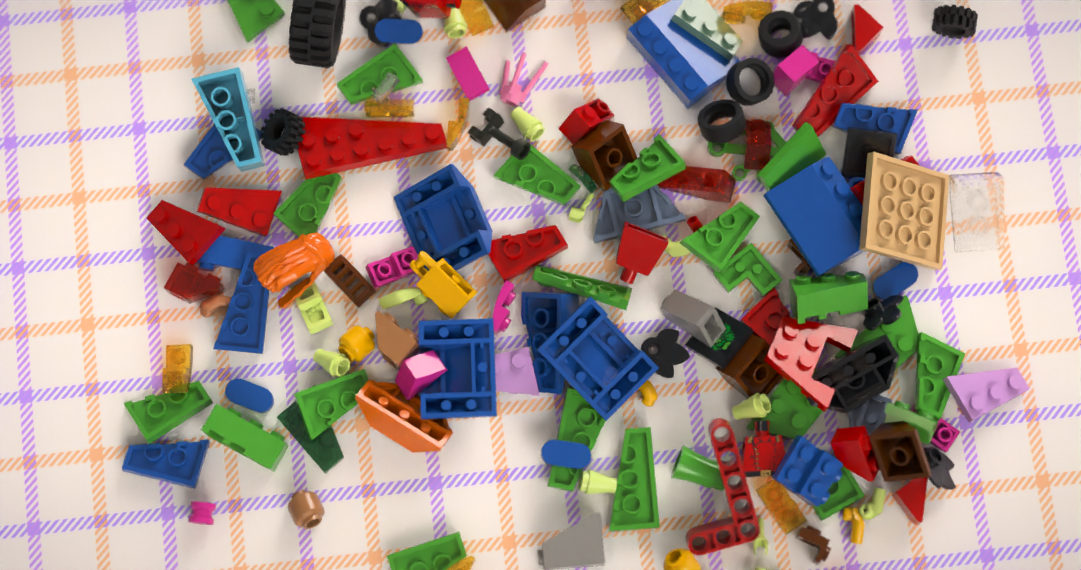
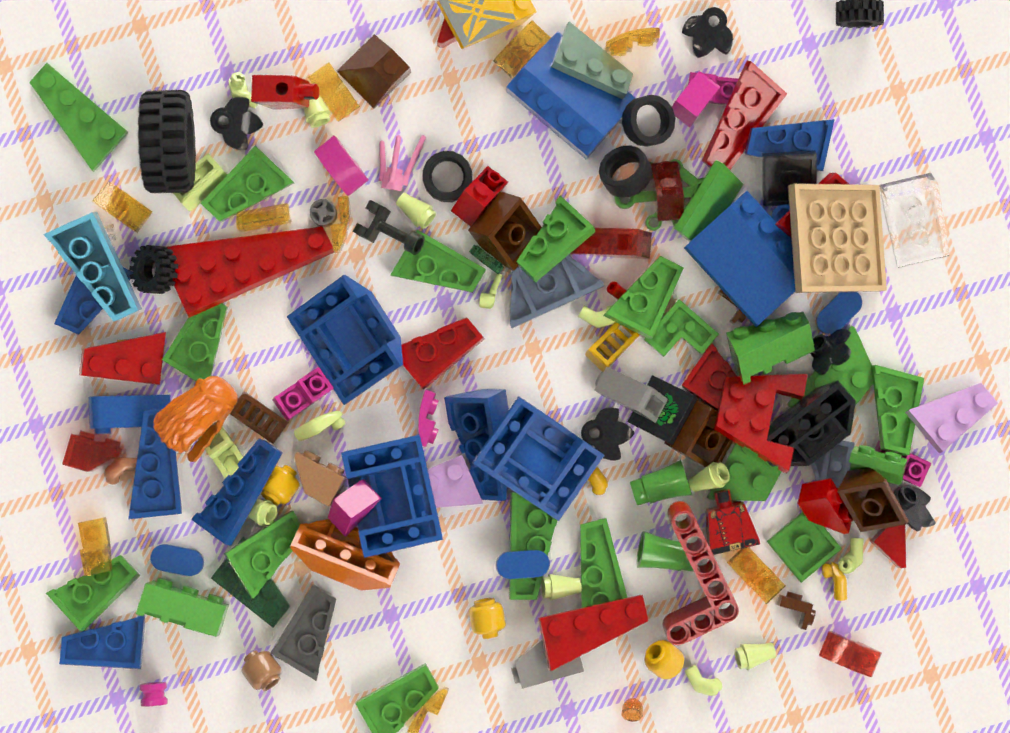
camera: 10 degrees left, 10 degrees up
(184, 230) = (72, 398): red wing -> none
(266, 76) = (122, 206): none -> clear yellow slope
(310, 352) = (232, 504): none -> blue wing
(346, 63) = (207, 177): none -> yellowish green slope
(354, 483) = (306, 633): none -> dark grey wing
(385, 88) = (254, 200): clear pin -> none
(398, 31) = (256, 131): blue tile -> none
(442, 284) = (358, 406): yellow brick -> none
(444, 106) = (319, 207): none -> flat silver wheel
(523, 498) = (487, 617): none -> yellow head
(554, 82) = (438, 158): none -> black tyre
(599, 290) = (519, 381): bright green wing -> none
(612, 523) = (584, 629): none -> red wing
(638, 251) = (561, 331): red torso -> none
(671, 281) = (597, 359): none -> yellow slope
(706, 406) = (661, 484): none -> bright green plant
(760, 541) = (742, 614): yellowish green hand -> none
(780, 21) = (666, 45): black tyre -> none
(808, 472) = (779, 537): blue plate -> none
(863, 29) = (761, 37): red slope -> none

